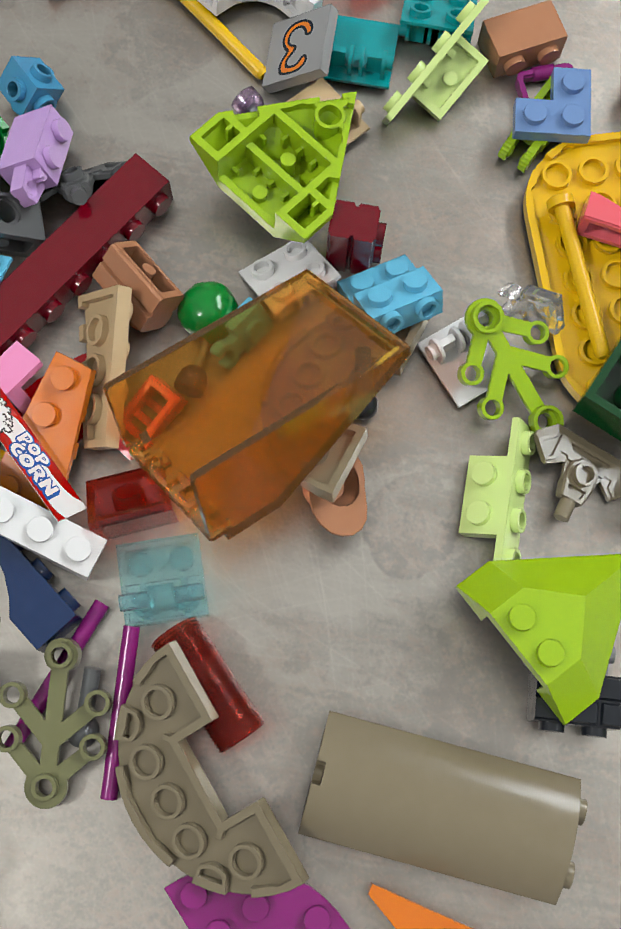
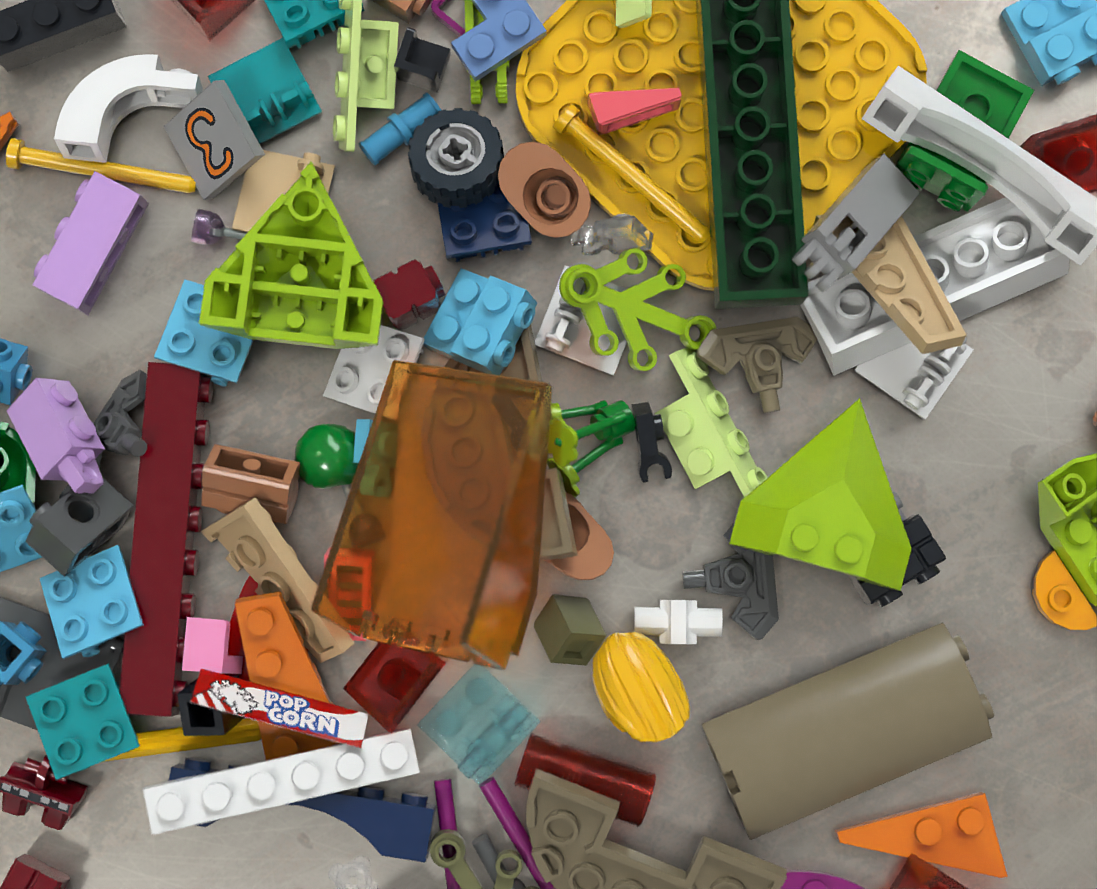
camera: 35 degrees left, 10 degrees up
(163, 57) = (89, 242): none -> lavender brick
(182, 171) = (198, 346): none -> medium azure hinge
(284, 564) = (569, 630): none -> olive panel
(303, 643) = (639, 687): none -> yellow hair
(371, 620) = (678, 621): none -> white axle
(428, 433) = (608, 423): none -> plant
(435, 135) = (398, 129): none -> dark azure pin
(447, 231) = (483, 227): none -> dark blue hinge
(449, 626) = (744, 576): none -> dark grey piece
(455, 462) = (648, 431): none -> black plate
(460, 177) = (456, 157): none -> black wheel
(481, 102) = (421, 61): none -> black panel
(508, 237) = (544, 189): none -> nougat piece

